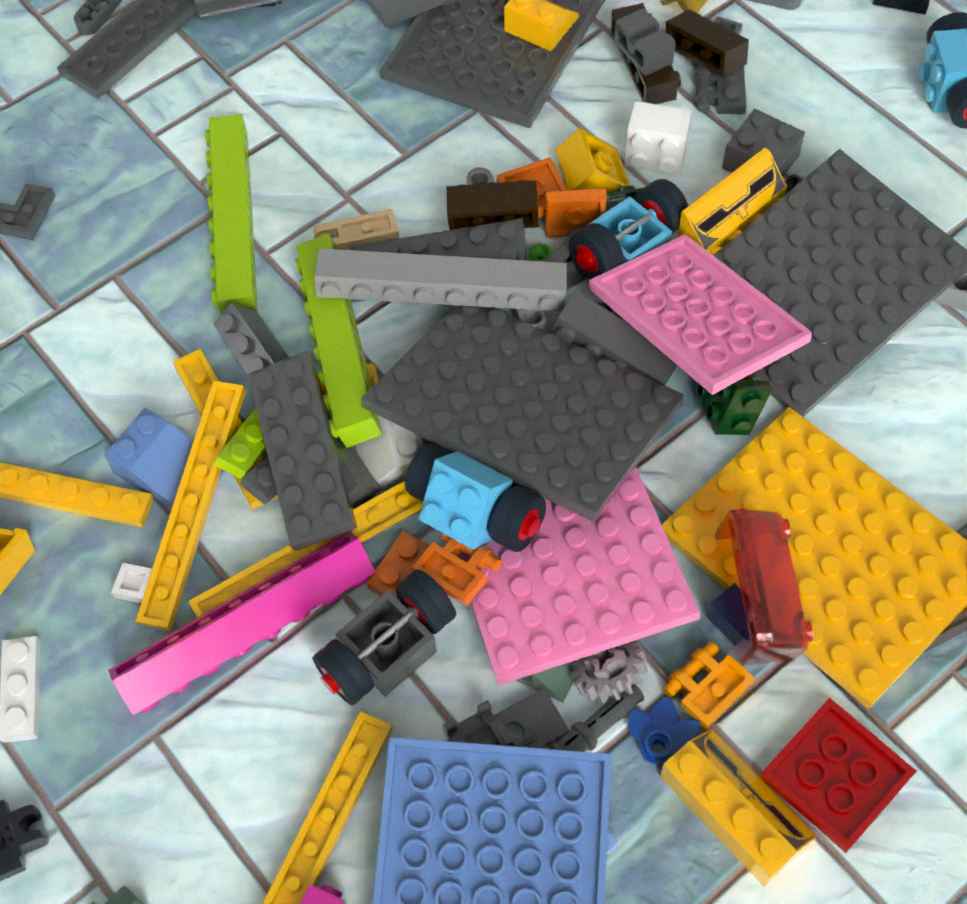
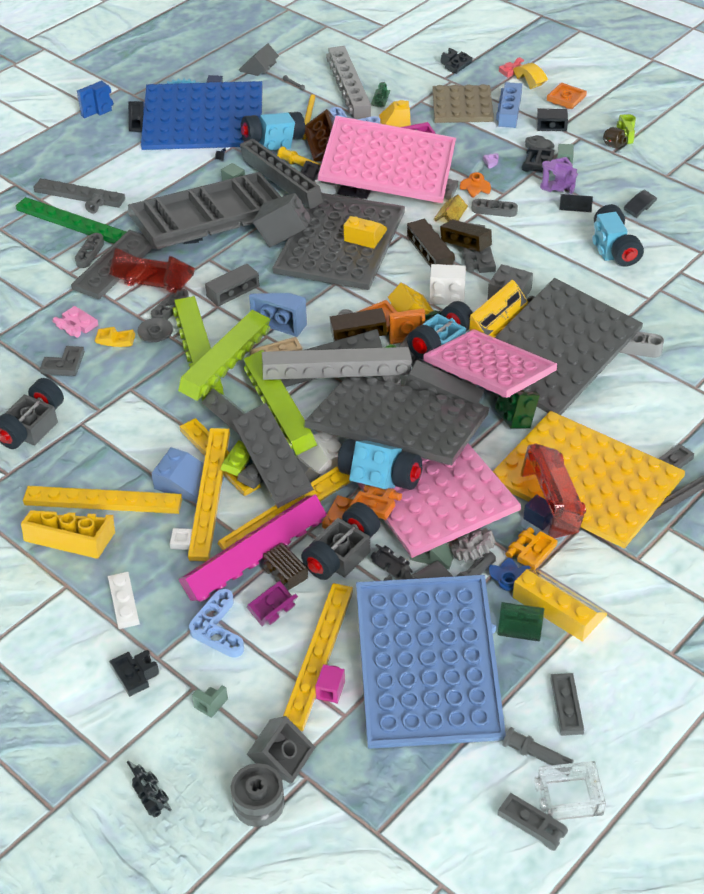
camera: 10 degrees left, 15 degrees down
(60, 134) = (74, 321): none -> bright pink plate
(103, 174) = (111, 337): none -> yellow slope
(145, 768) = (211, 628): none -> light blue beam
(171, 169) = (155, 330): none -> dark grey dish
(181, 58) = (160, 274): none -> clear red windscreen
(190, 136) = (162, 311): none -> dark grey beam
(254, 737) = (271, 603): none -> magenta bracket
(264, 239) = (224, 355): none -> lime brick
(289, 665) = (285, 566): none -> dark brown brick
(310, 95) = (232, 284): none -> dark grey brick
(373, 160) = (285, 311): none -> medium blue slope
(459, 668) = (385, 556): none -> black hinge
(644, 41) = (430, 236): dark grey brick -> none
(663, 837) = (520, 621): none -> clear green panel
(837, 774) = (612, 581): red plate -> none

